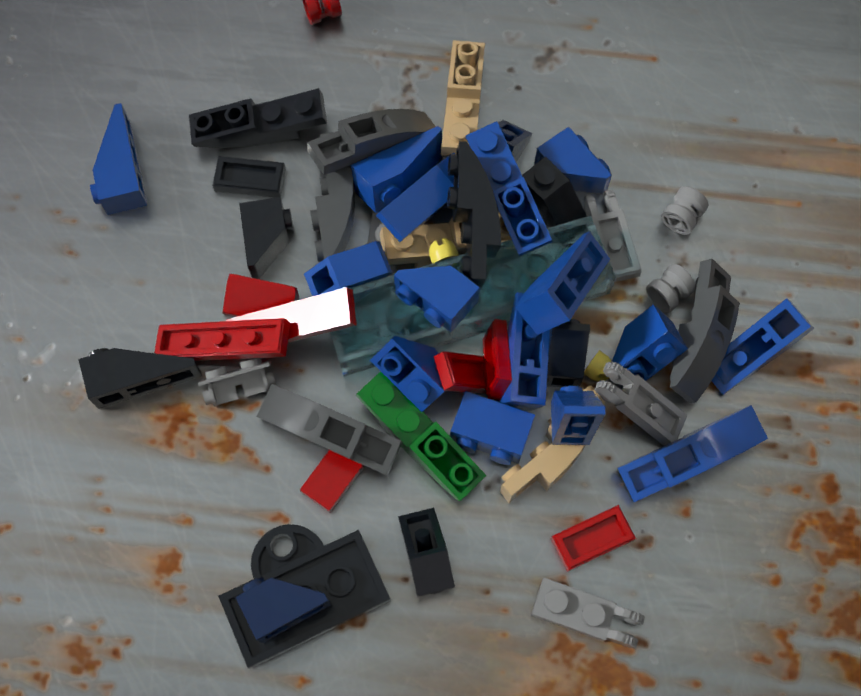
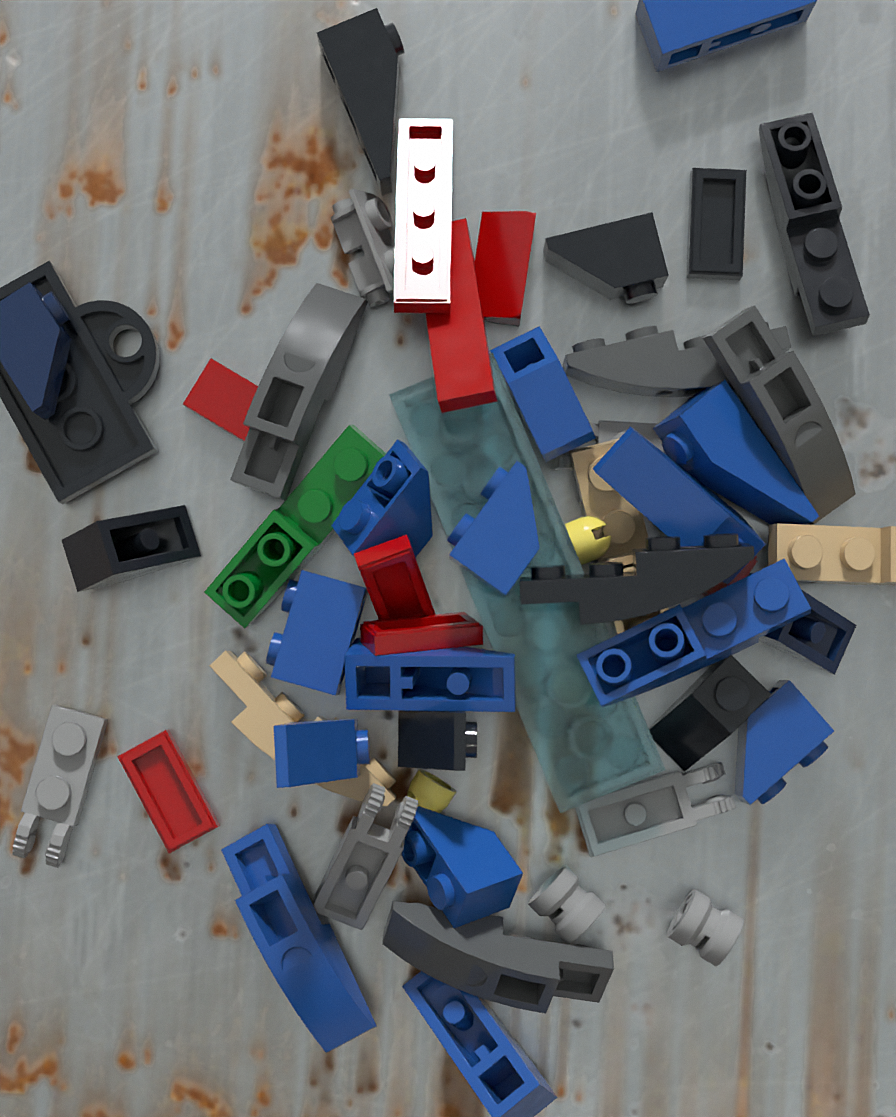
camera: 90 degrees right, 15 degrees up
(563, 286) = (526, 728): blue slope -> none

